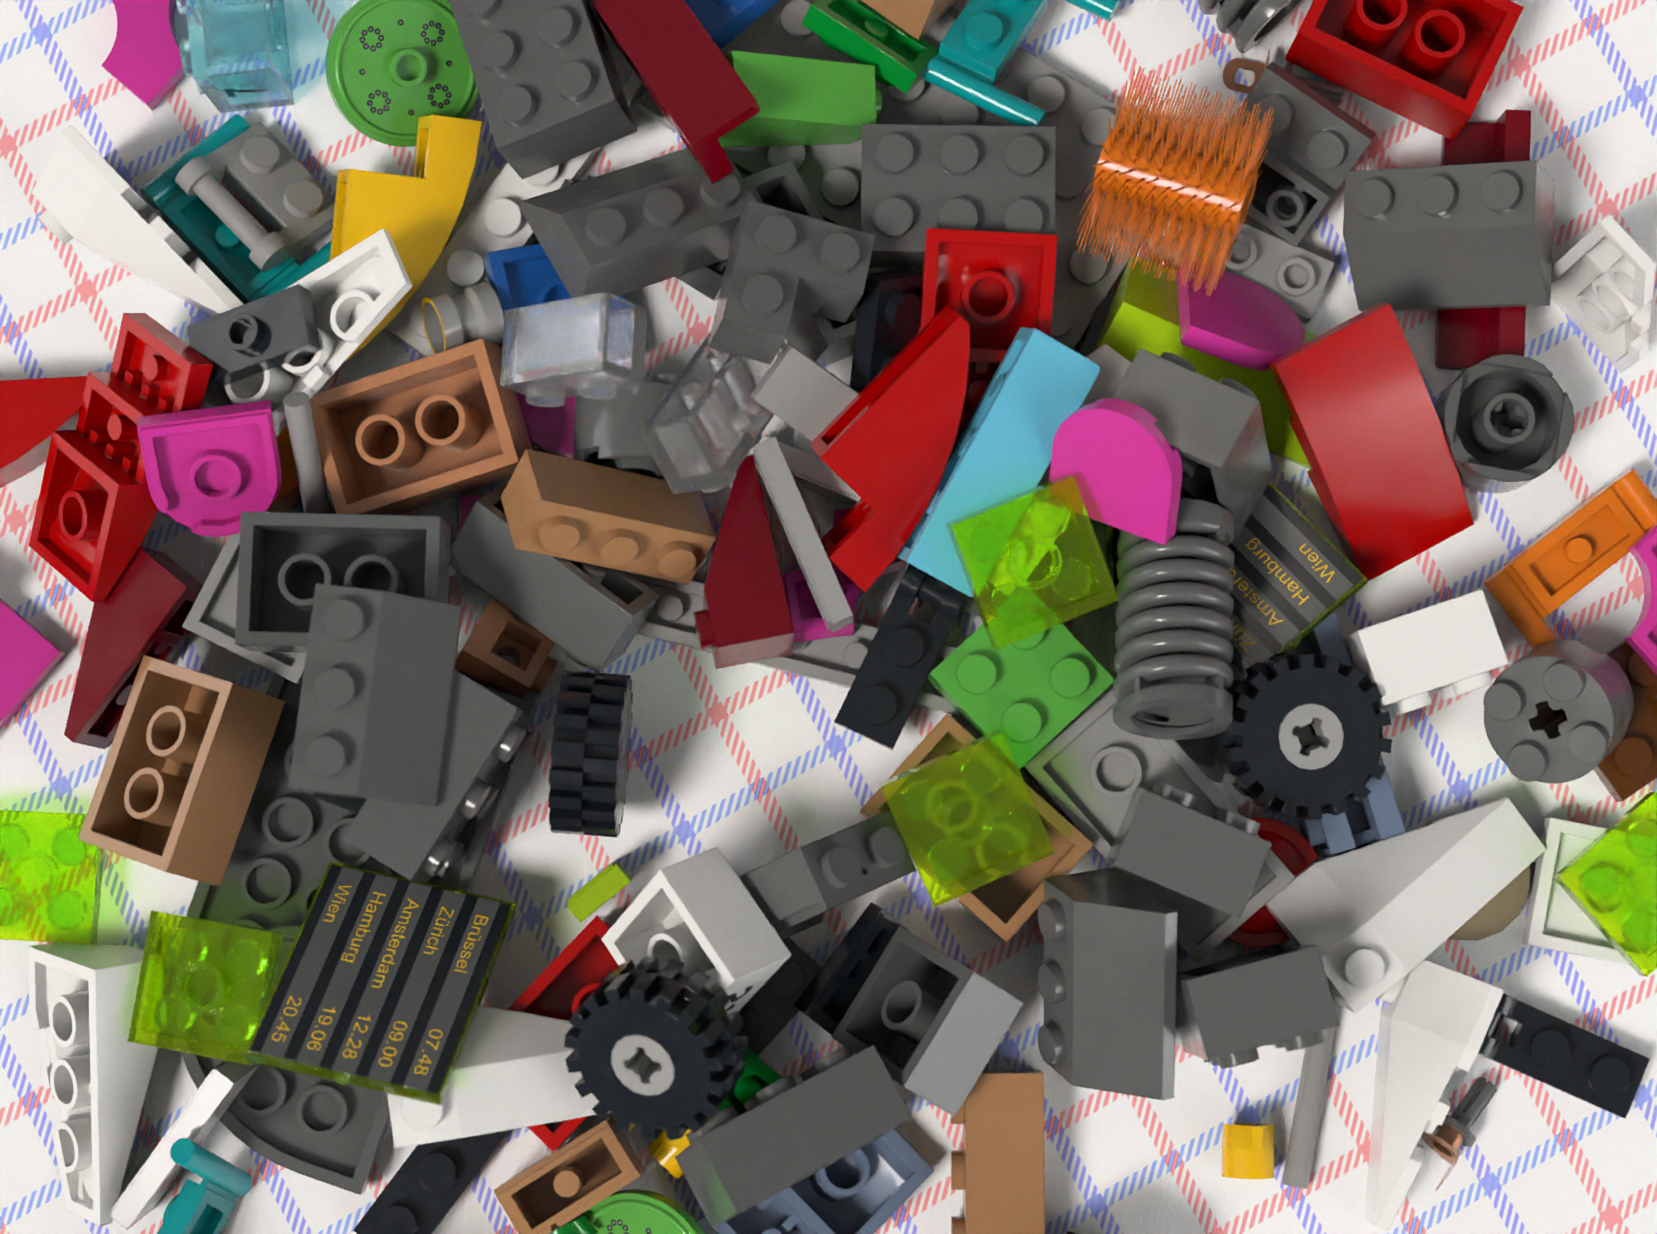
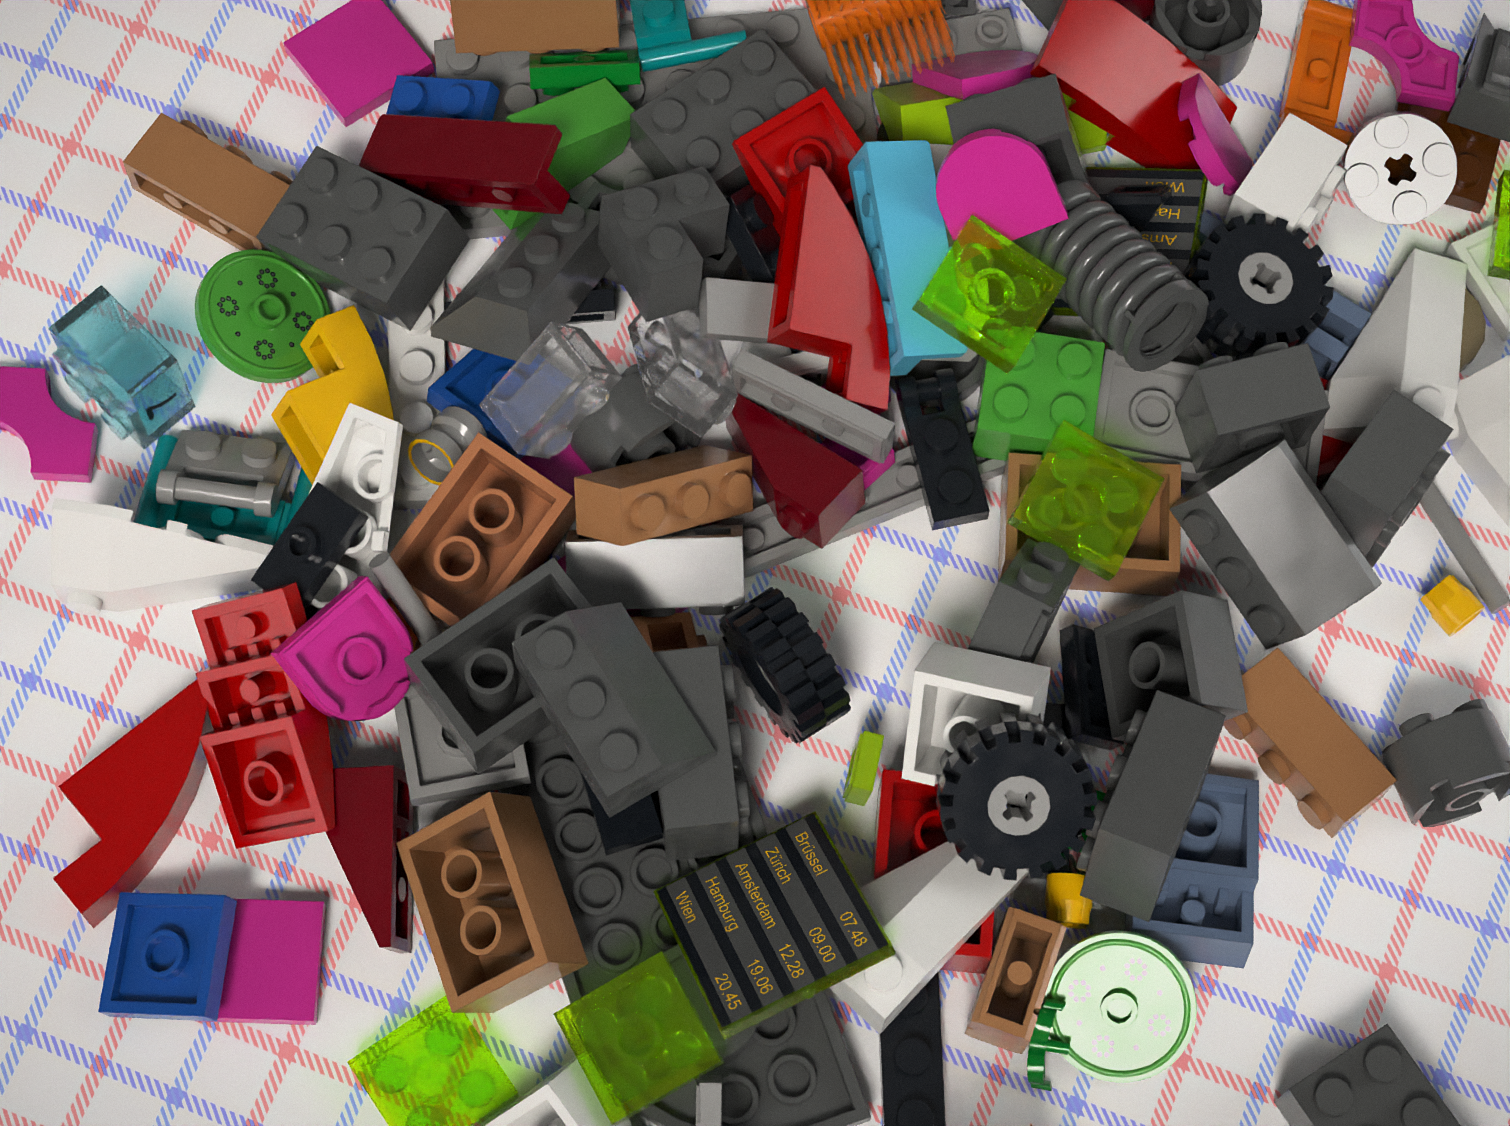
camera: 45 degrees left, 15 degrees down
(1273, 559) = (1138, 202): none -> black slope
(1405, 551) = (1214, 142): none -> dark pink tile

